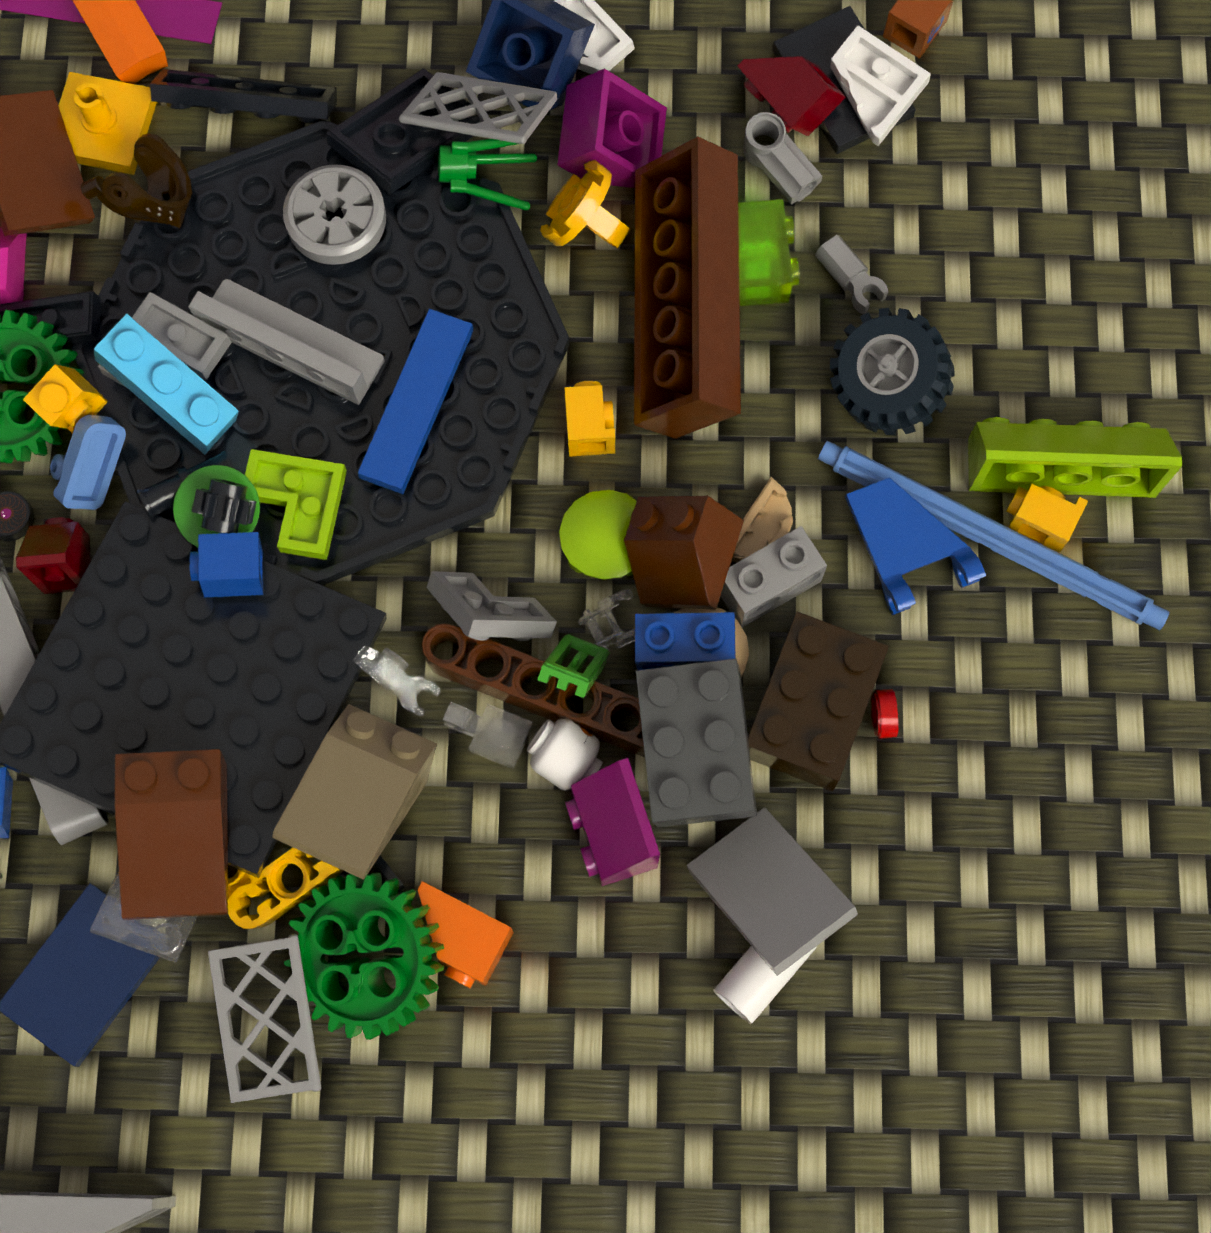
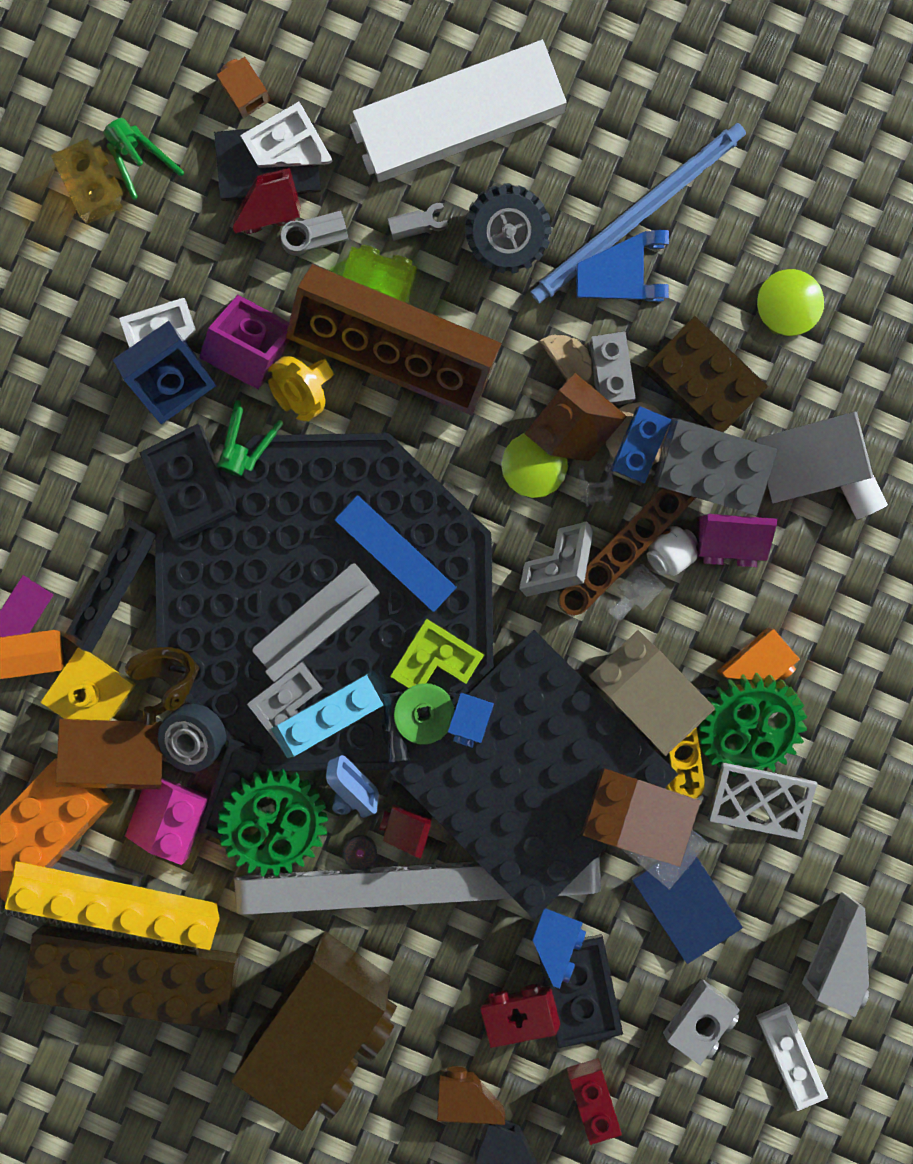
camera: 65 degrees left, 15 degrees up
(64, 398) = (309, 787): yellow brick -> none
(85, 251) = (193, 722): none -> wheel
(224, 506) = (433, 708): black gear -> none
(328, 190) = (257, 560): light grey wheel -> none
(390, 673) = (578, 641): clear plate -> none
(469, 88) = (176, 426): light grey window -> none
(571, 674) = (635, 531): bright green tile -> none
(589, 420) = (451, 443): yellow brick -> none
(884, 713) = (730, 336): red tile -> none
(968, 779) = (790, 302): none -> lime dish
(1012, 266) = (458, 111): none -> white brick
(1045, 515) = (642, 172): yellow brick -> none
(1071, 457) = (611, 136): lime slope -> none

